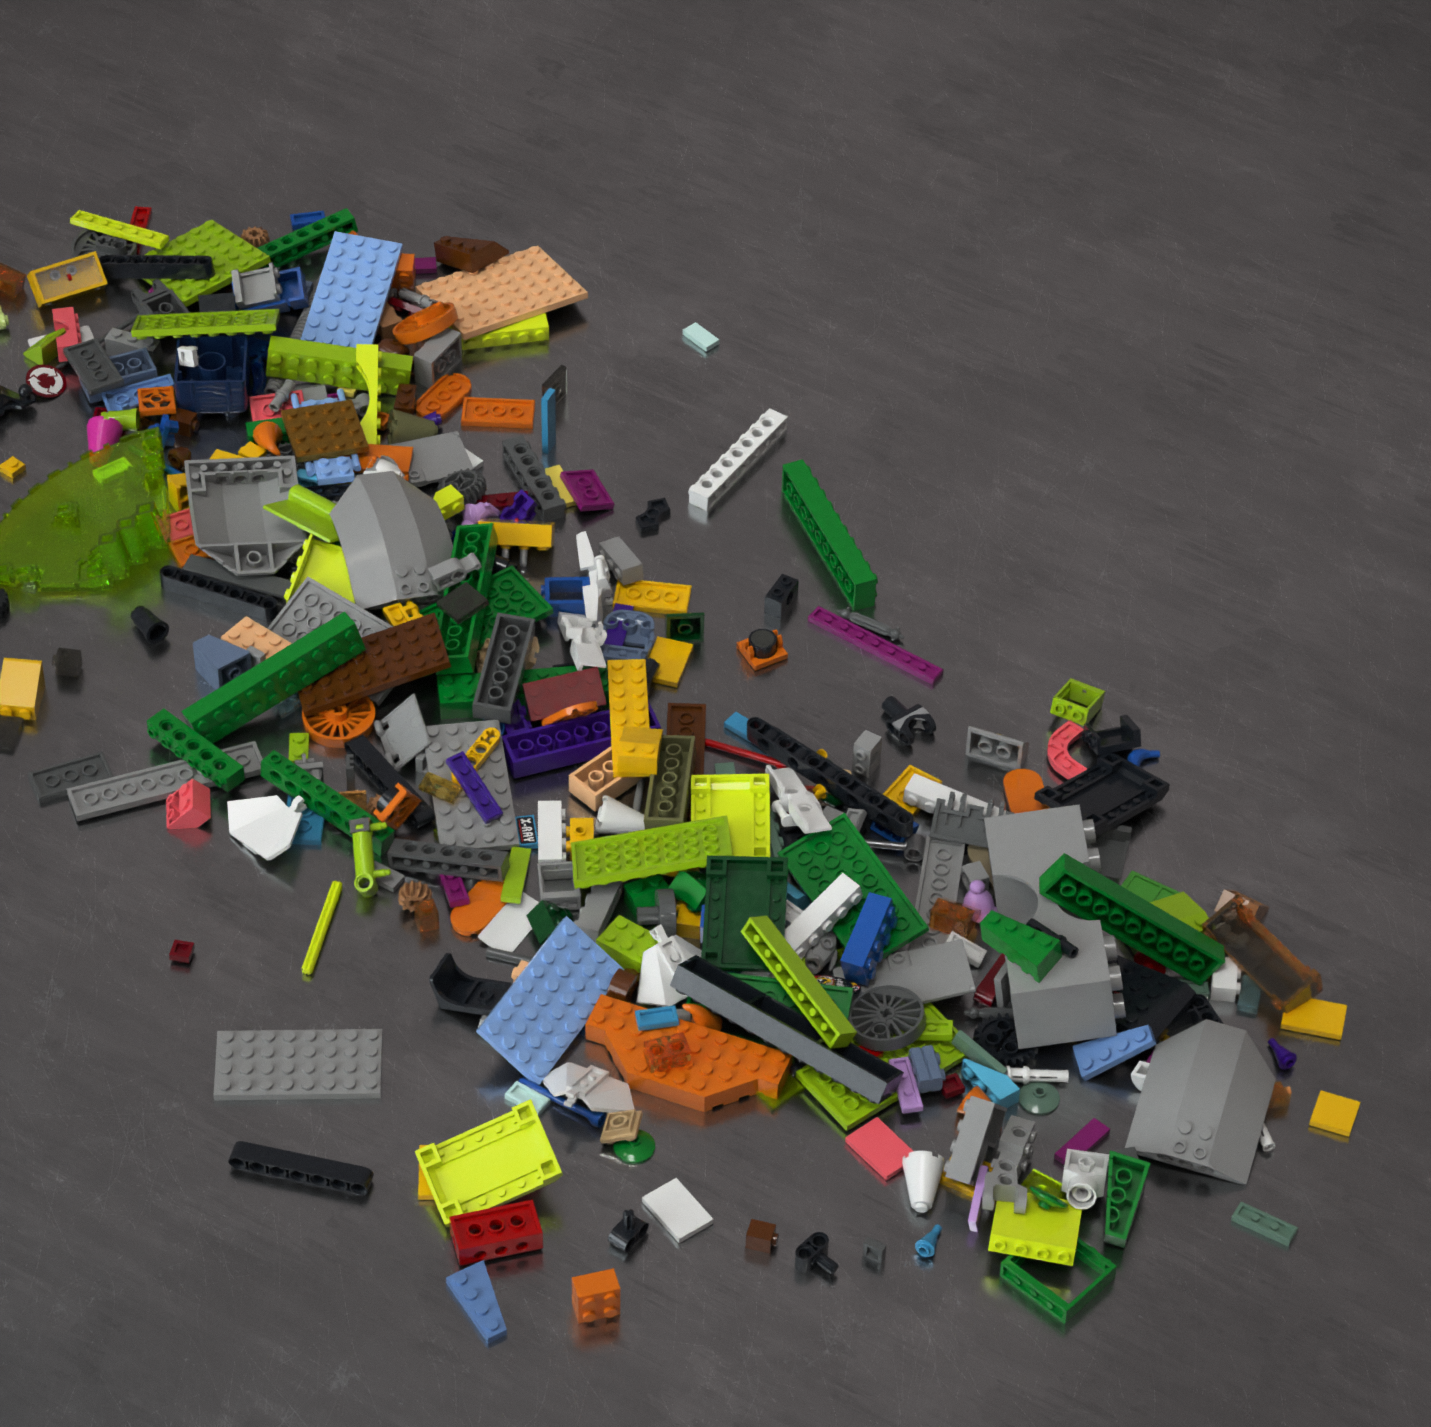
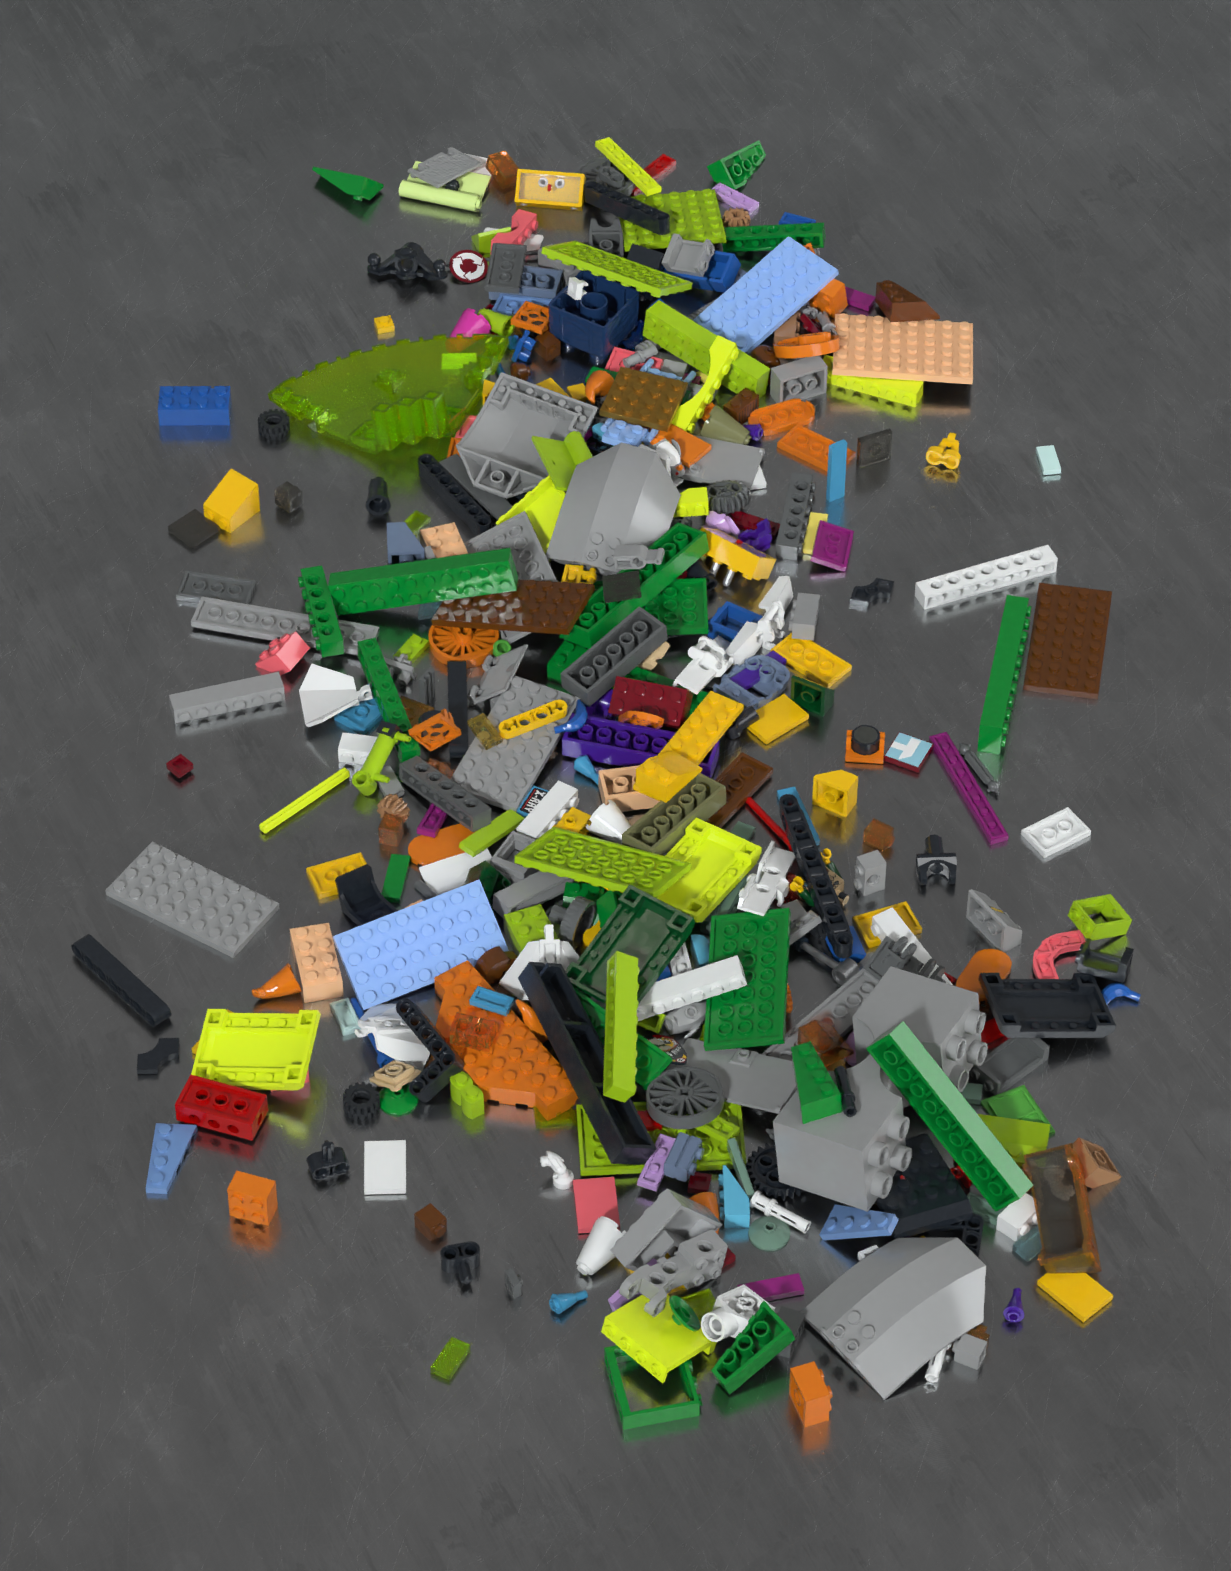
camera: 35 degrees right, 0 degrees up
(171, 869) = (226, 697): none -> light grey brick
(199, 630) = (417, 521): none -> clear neon green tile
(211, 193) = (738, 166): none -> green wedge
(234, 220) = (735, 198): none -> lavender tile
(333, 858) = (355, 748): none -> white brick
(381, 709) = (501, 647): none -> bright green piece
(394, 1211) = (151, 1061): none -> black tile
(409, 979) = (324, 875): none -> yellow tile
(451, 1097) = (280, 985): none -> orange hat
(463, 954) = (396, 877): none -> green tile
(464, 1064) = (316, 962): none -> light nougat brick
(474, 787) = (509, 743): dark purple tile -> none
(516, 739) = (576, 722): none -> blue piece
(545, 779) = (585, 767): none -> dark azure cone
(608, 372) = (950, 457): none -> yellow piece
(608, 1174) = (361, 1091): none -> black tyre
(638, 1082) = (441, 1065): none -> black beam
(696, 1111) = (467, 1095): none -> lime brick
(779, 698) = (835, 791): none -> yellow slope
(781, 596) = (919, 708): black brick -> none
(801, 637) = (908, 752): none -> tile
(834, 1139) = (562, 1177): none -> white arm
(842, 719) = (878, 835): none -> clear orange brick
(851, 482) = (1068, 641): none -> reddish brown plate
(868, 939) = (719, 1023): blue brick -> none
(876, 1342) = (450, 1358): none -> clear neon green tile
(977, 649) = (1055, 832): none -> white tile
(1195, 1210) = (810, 1394): none -> orange brick
(1264, 1224) = (869, 1440): sand green tile -> none
(1282, 1109) = (969, 1351): none -> light grey brick
(1334, 1113) = (1018, 1381): yellow tile -> none

